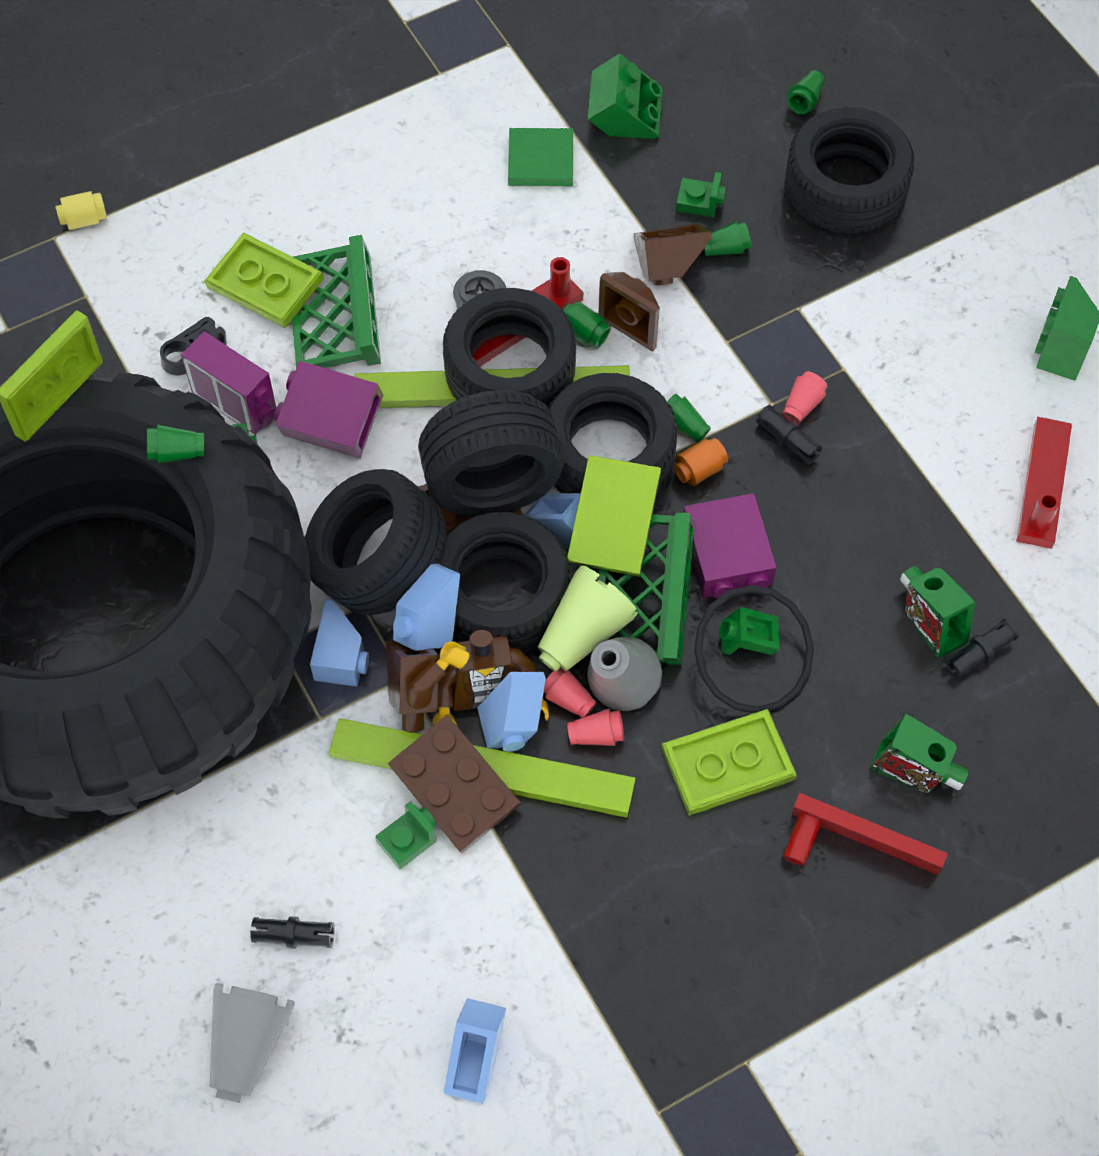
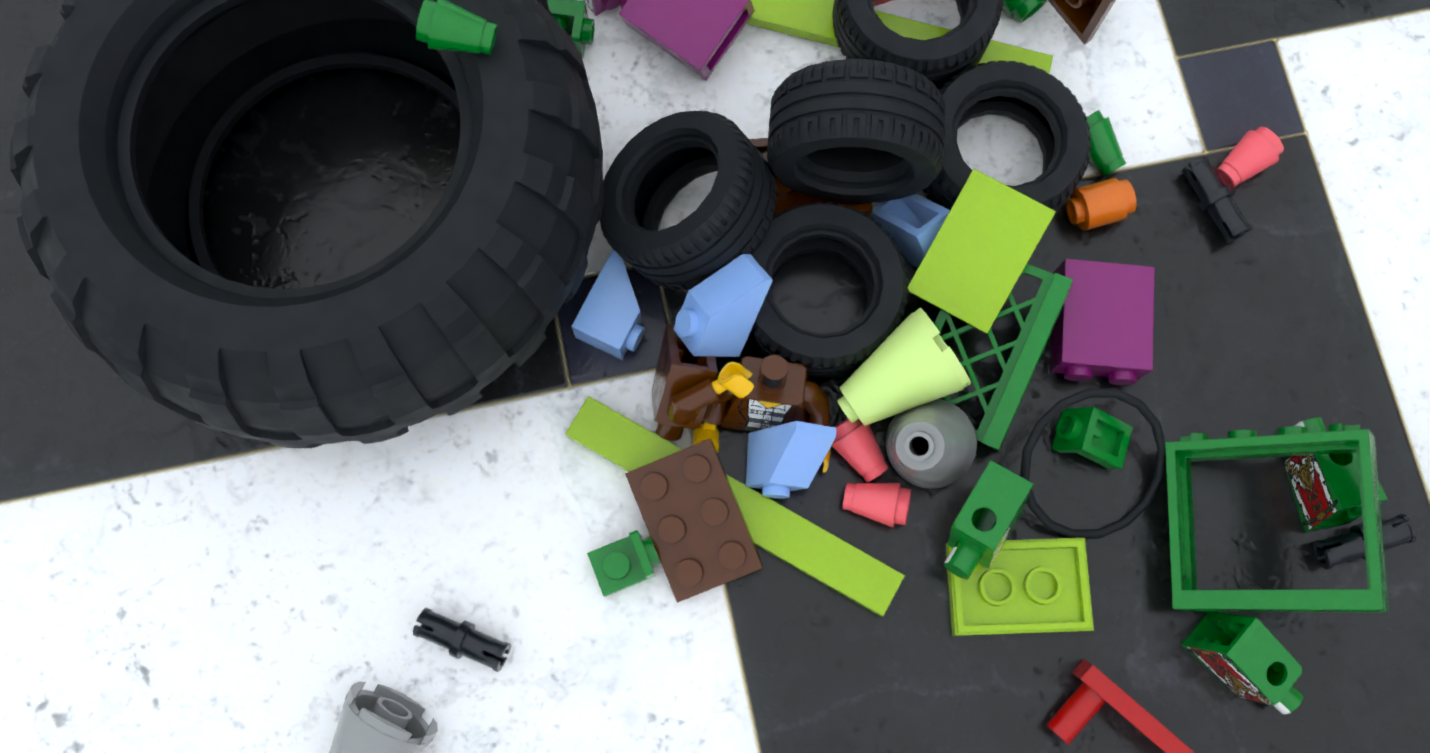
camera: 15 degrees right, 15 degrees up
(682, 720) = (986, 519): none -> green torso
(922, 698) = (1287, 442): none -> green window

